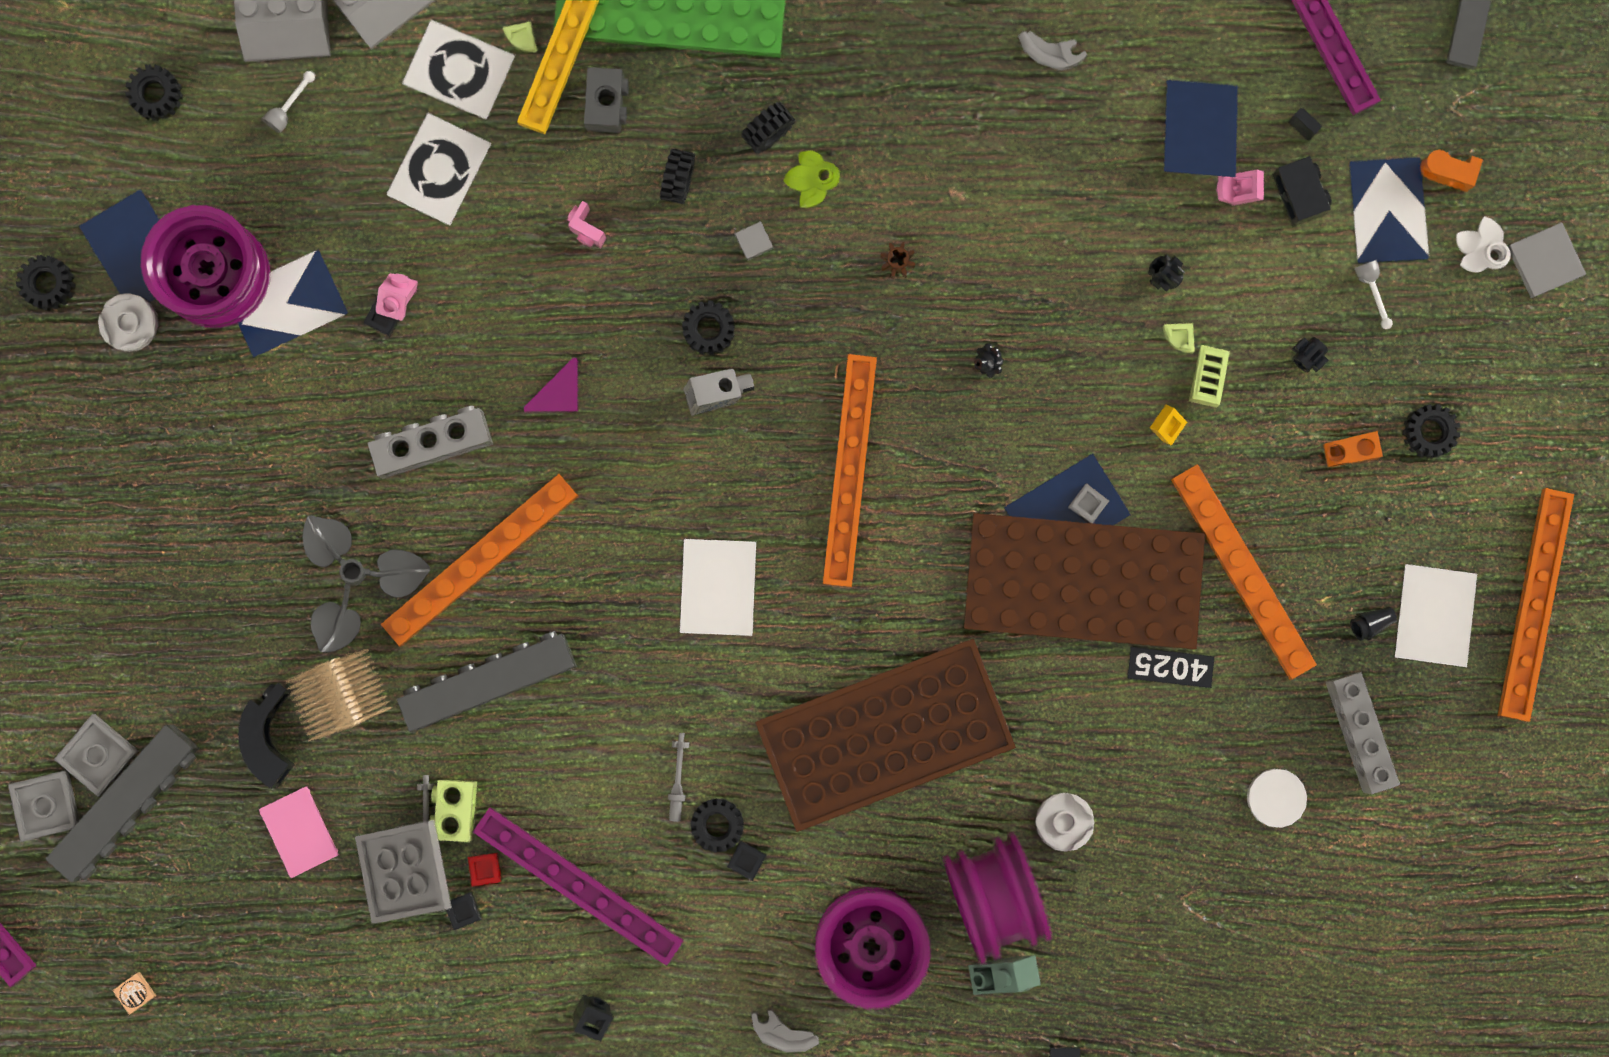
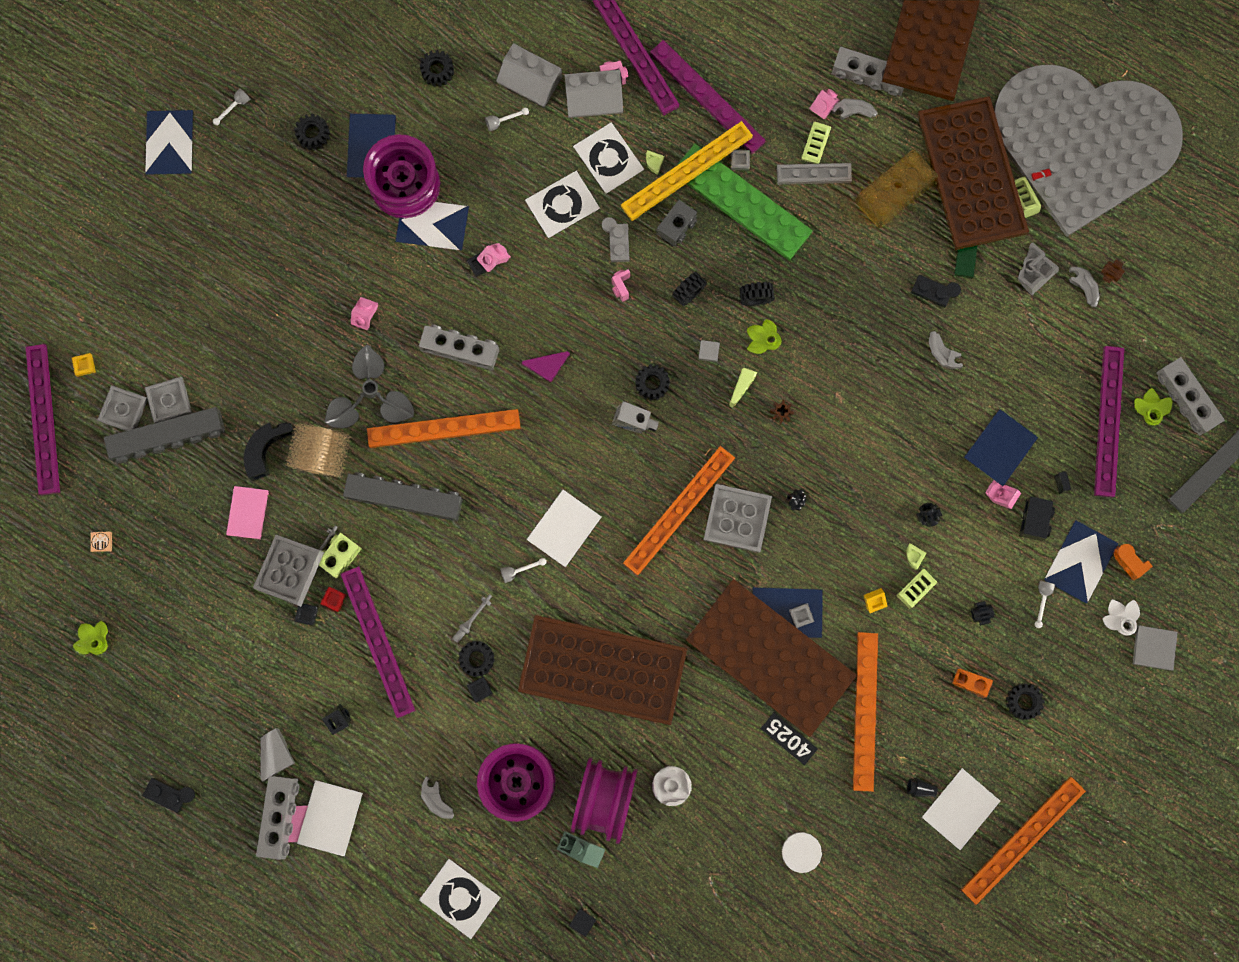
camera: 35 degrees right, 5 degrees down
(128, 322) = (341, 180): white tile -> none
(275, 478) = (363, 313): none -> bright pink bracket
(542, 169) = (618, 240): none -> light grey hinge
(687, 690) = (509, 573): none -> hinge
(824, 253) = (745, 379): none -> yellowish green slope
(929, 432) = (737, 518): none -> light grey plate
(1362, 733) = (874, 847): light grey brick -> none

